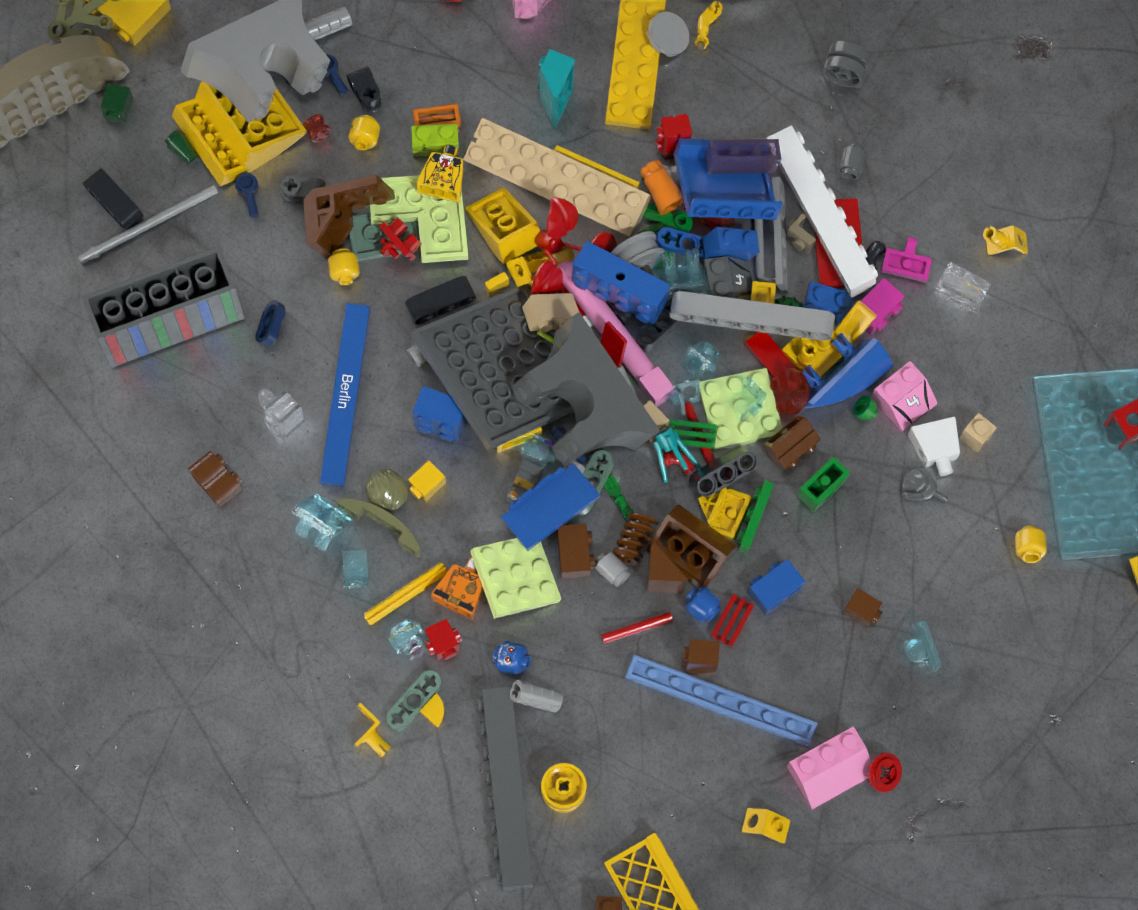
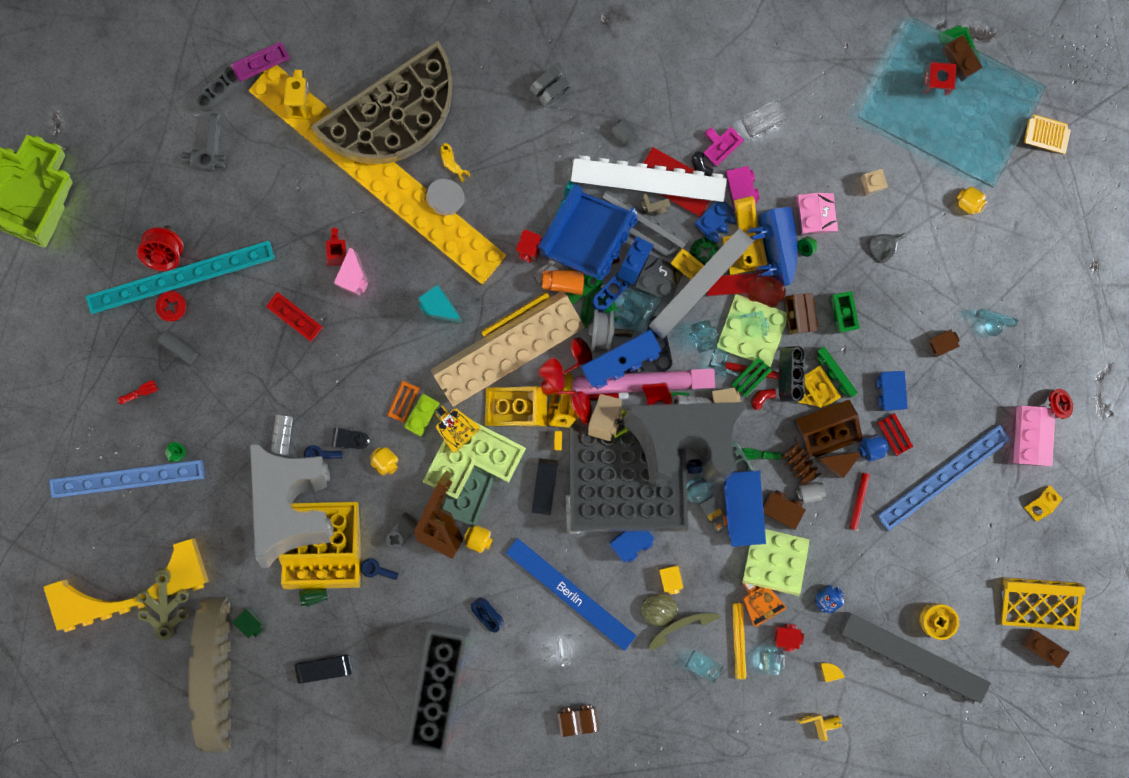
camera: 55 degrees left, 15 degrees up
(94, 252) = (355, 705): light grey bar -> none
(317, 128) = (359, 492): clear red wheel -> none
(322, 516) = (654, 667): clear light blue plate -> none
(397, 710) = (815, 696): sand green beam -> none
(406, 246) = (484, 493): red hips -> none
(536, 696) = (868, 600): light grey axle -> none
(669, 441) = (751, 399): teal plant -> none
(701, 657) = (912, 474): reddish brown brick -> none
(743, 156) = (579, 210): clear purple brick -> none
(936, 444) = (863, 214): white torso -> none
(1005, 239) = (749, 65): yellow bracket -> none

